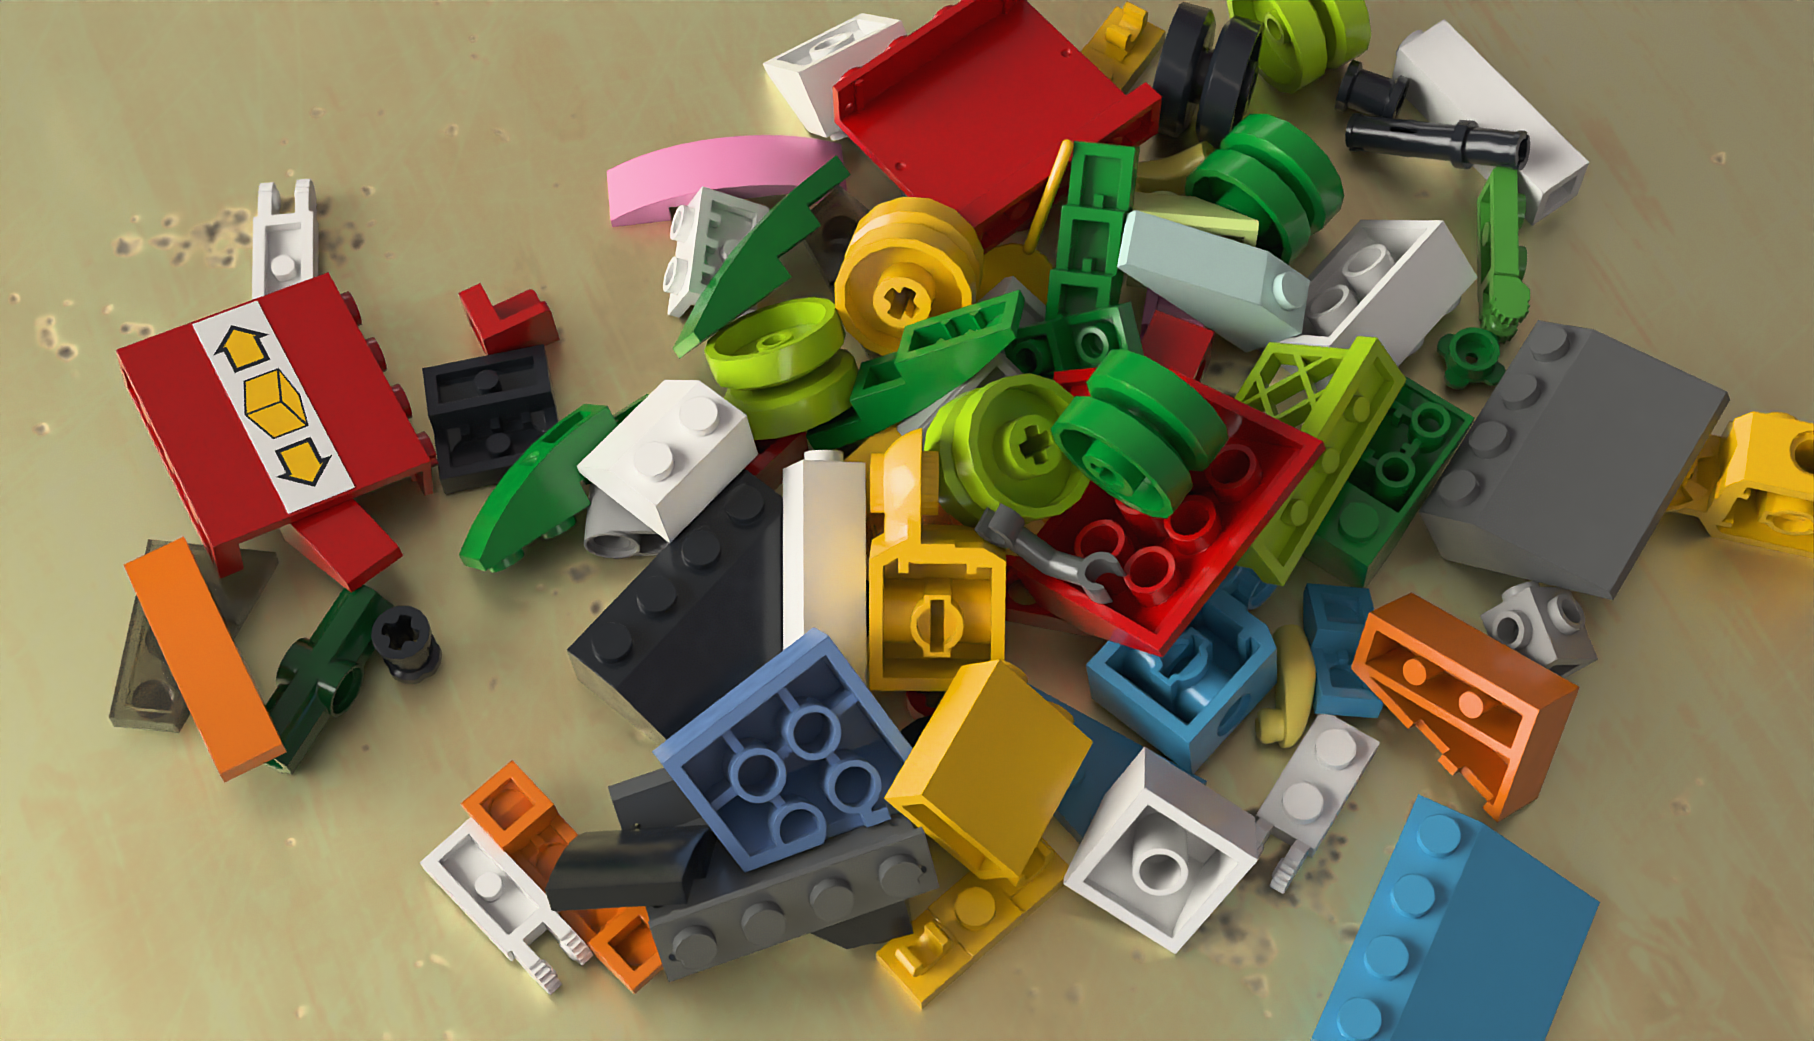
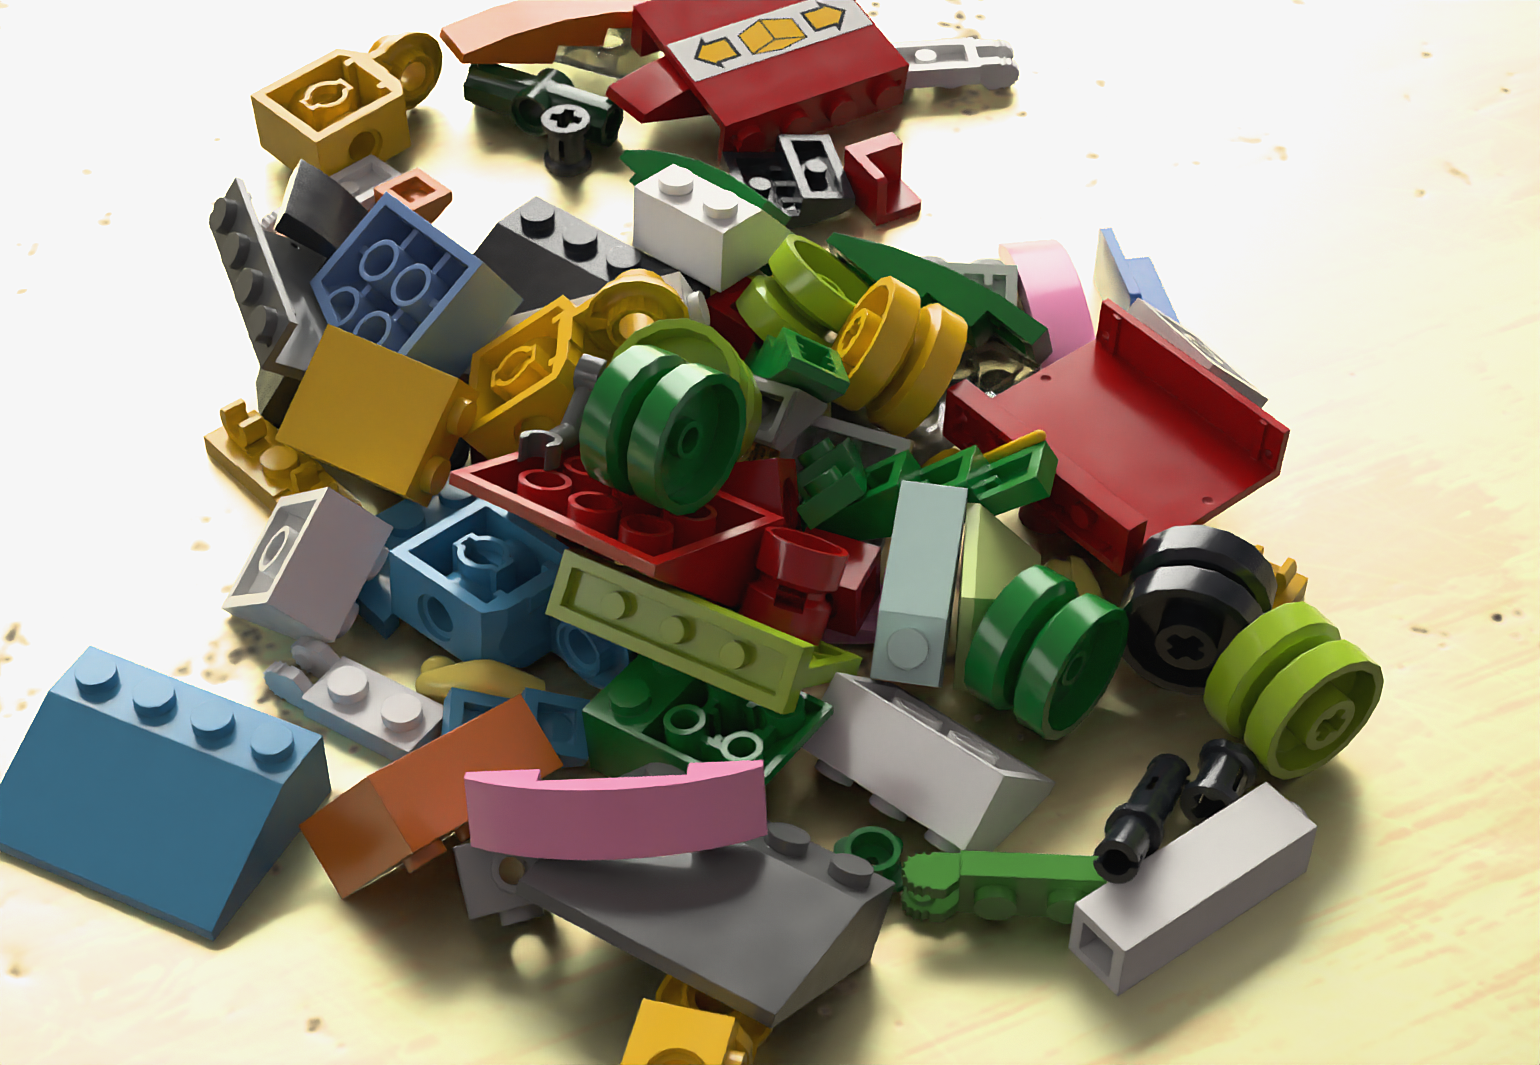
camera: 85 degrees right, 20 degrees down
(341, 892) = (348, 103): none -> yellow brick
(716, 106) = (1127, 279): none -> panel
(1233, 361) = (801, 564): none -> red wheel
(1557, 579) = (617, 816): none -> bright pink slope

